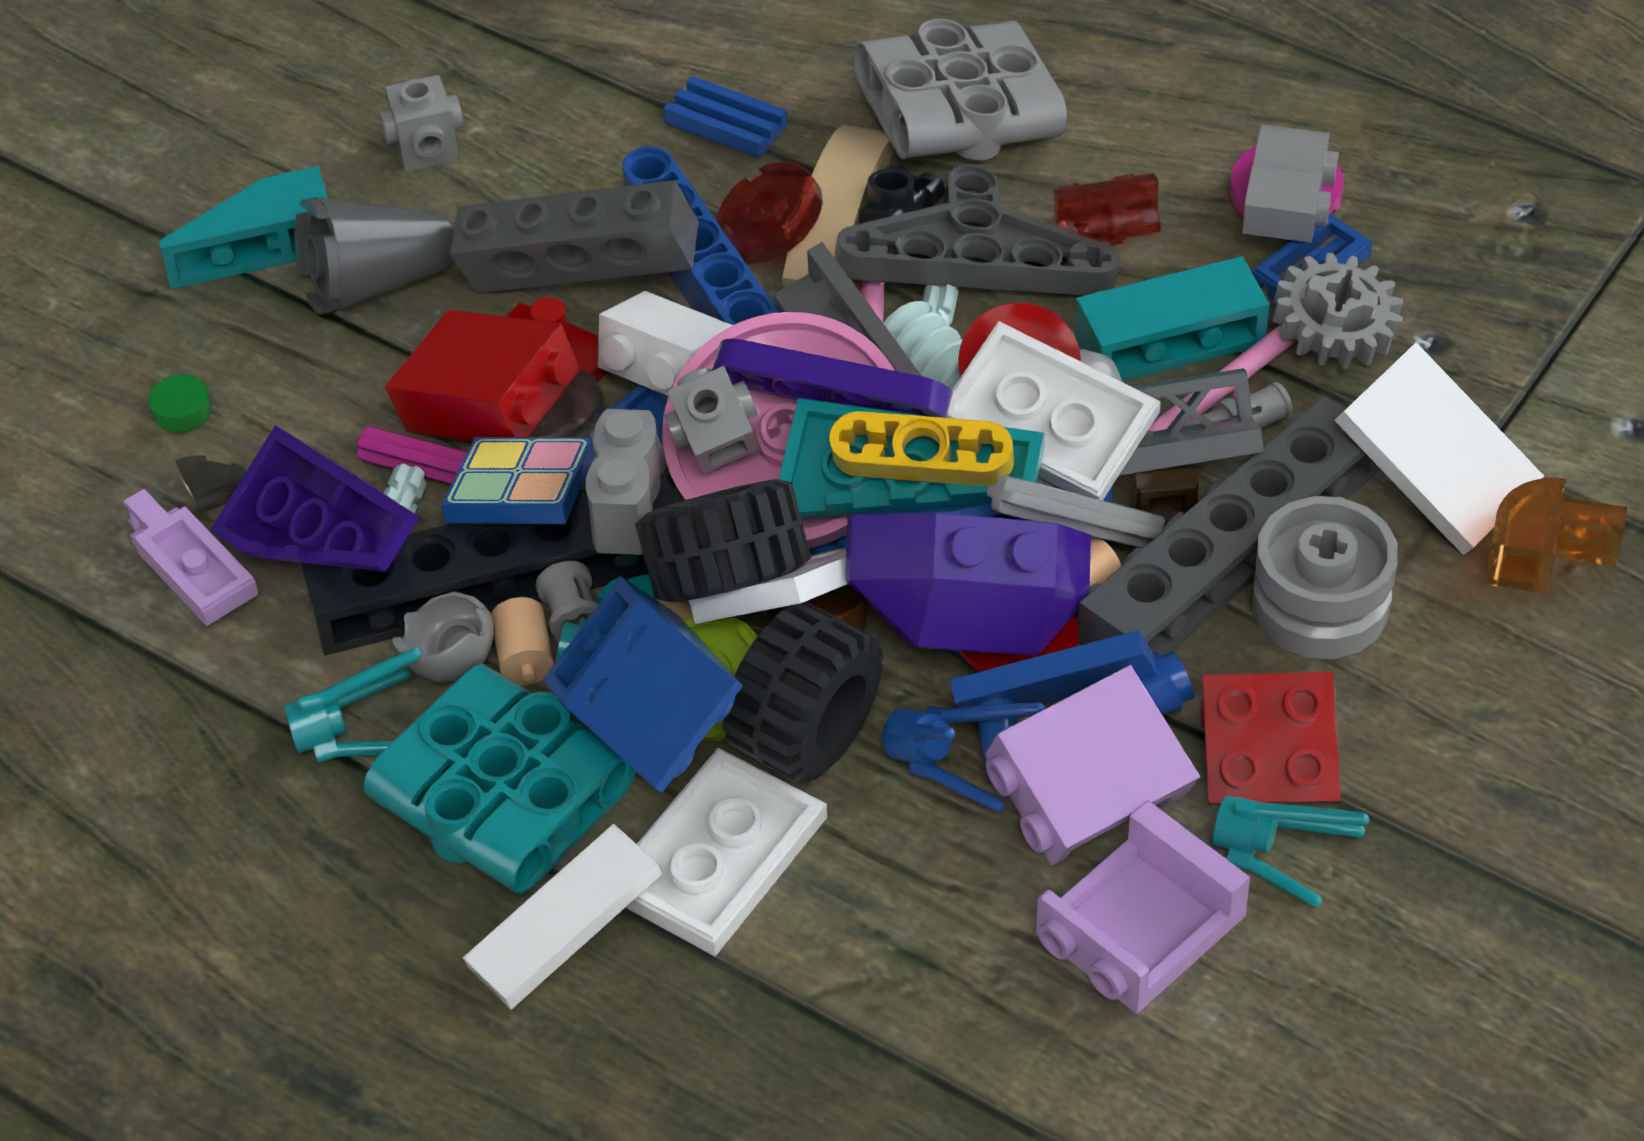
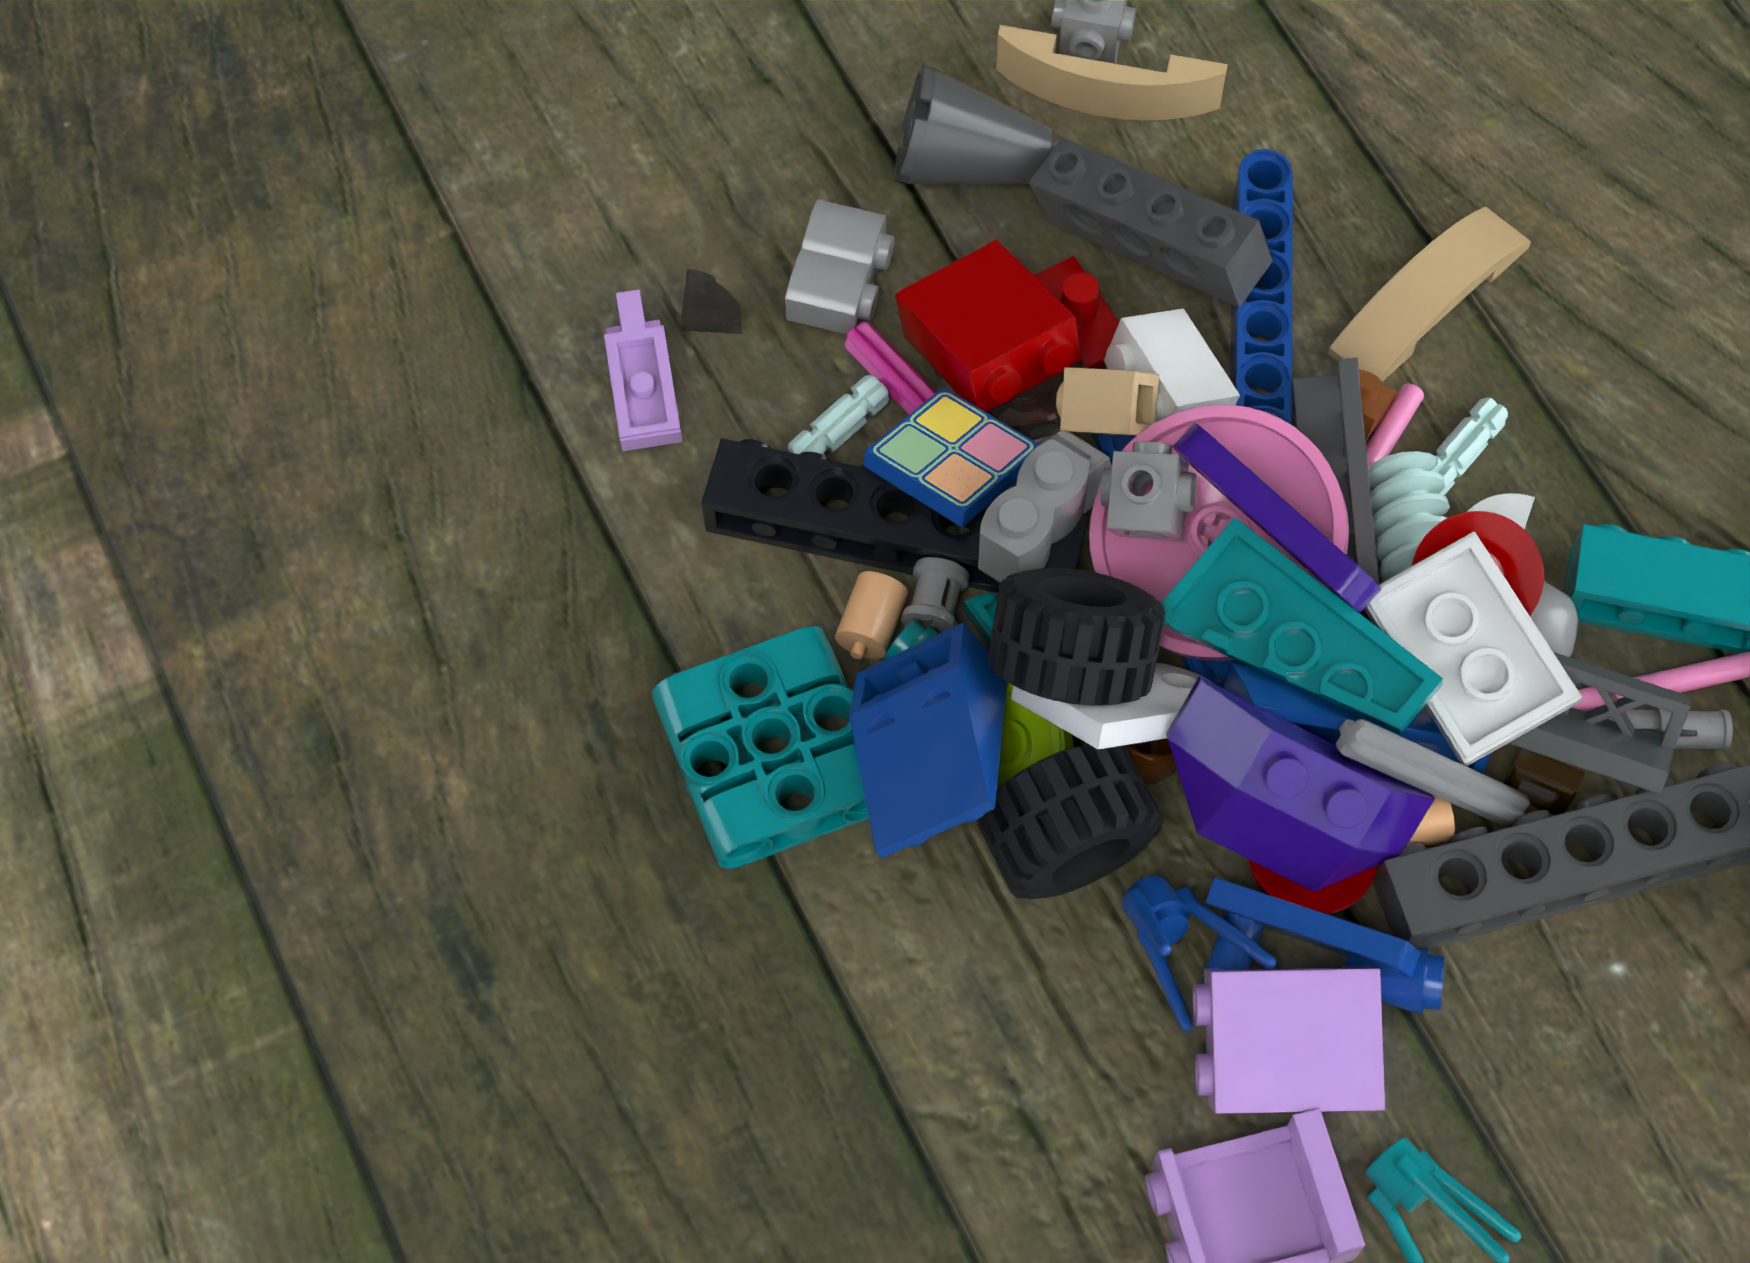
camera: 30 degrees right, 15 degrees up
(179, 403) = (726, 210): green tile -> none
(242, 232) = (878, 59): teal slope -> none
(311, 511) = (759, 394): dark purple wedge -> none
(315, 394) = (837, 267): none -> light grey brick
(318, 716) = (659, 601): teal plant -> none
(452, 634) = (805, 578): light grey hair -> none
(462, 168) = (1107, 88): none -> tan slope
(562, 916) = (744, 916): white tile -> none
(629, 373) = (1107, 401): none -> tan brick
(723, 849) = (917, 921): white tile -> none
(730, 110) = (1388, 140): blue tile -> none
(771, 211) = (1353, 276): clear red tile -> none
(898, 192) = (1485, 317): black plate -> none
(904, 428) = (1367, 648): yellow beam -> none
(959, 89) = (1615, 228): light grey connector -> none
(1003, 242) = (1556, 420): dark grey beam -> none
(1110, 208) = (1680, 433): clear red hips -> none
(1271, 737) = (1485, 1097): red hinge -> none
(1324, 577) = (1642, 955): light grey wheel -> none

